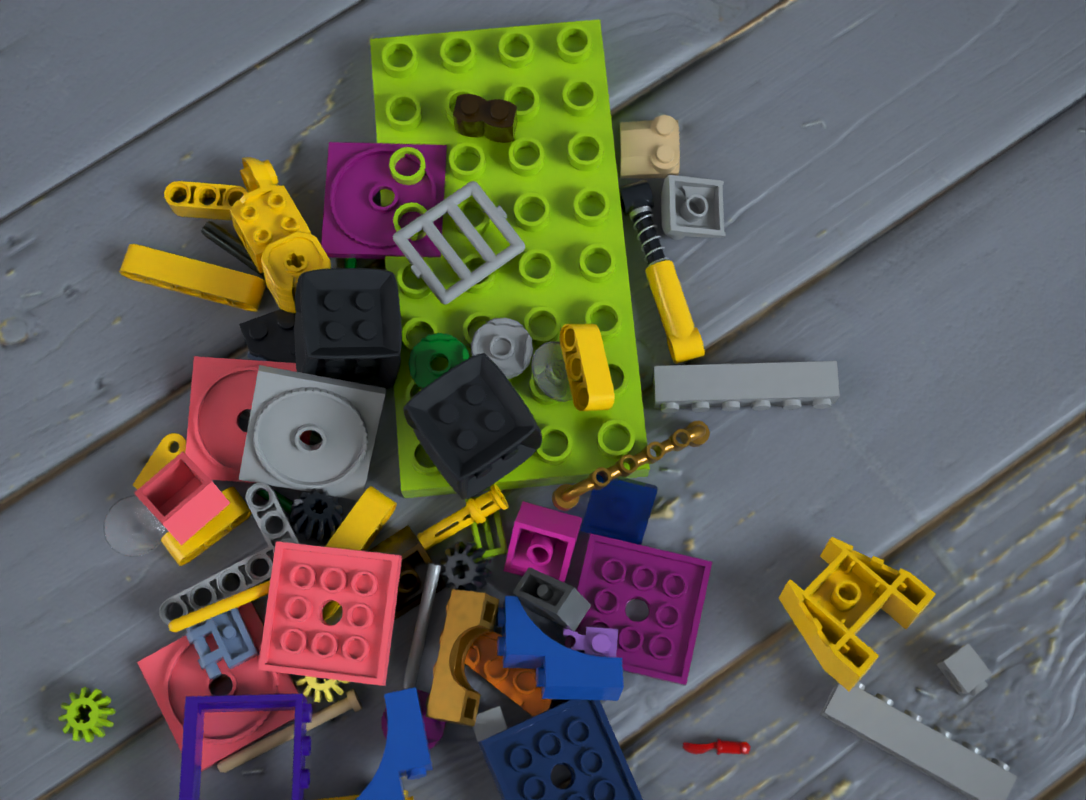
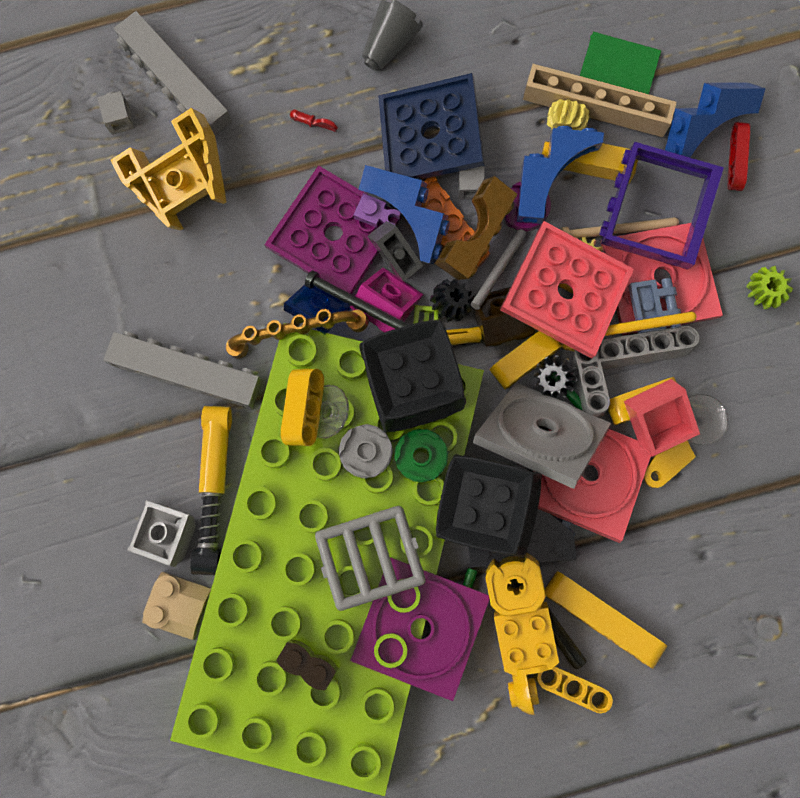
camera: 160 degrees left, 5 degrees up
(634, 532) = (313, 280): none -> pearl dark grey bar

